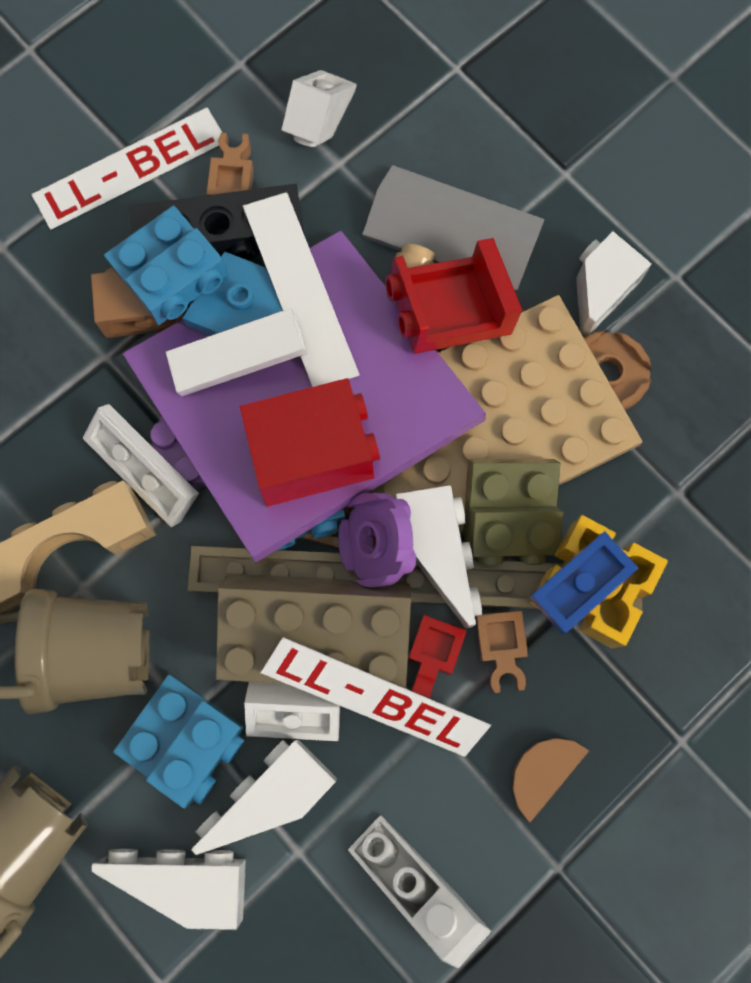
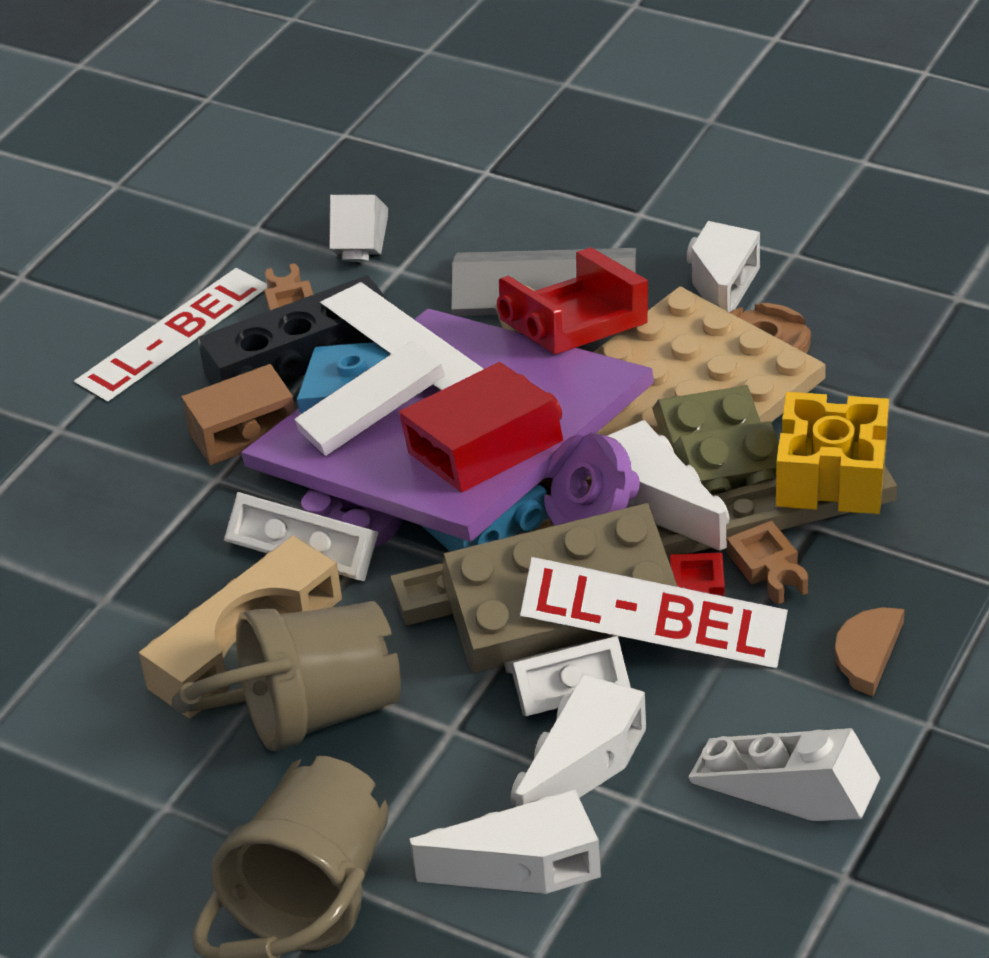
camera: 15 degrees left, 35 degrees down
(167, 265) = (264, 360): dark azure plate -> none
(181, 742) = (457, 741): dark azure plate -> none
(583, 583) = (811, 425): blue plate -> none

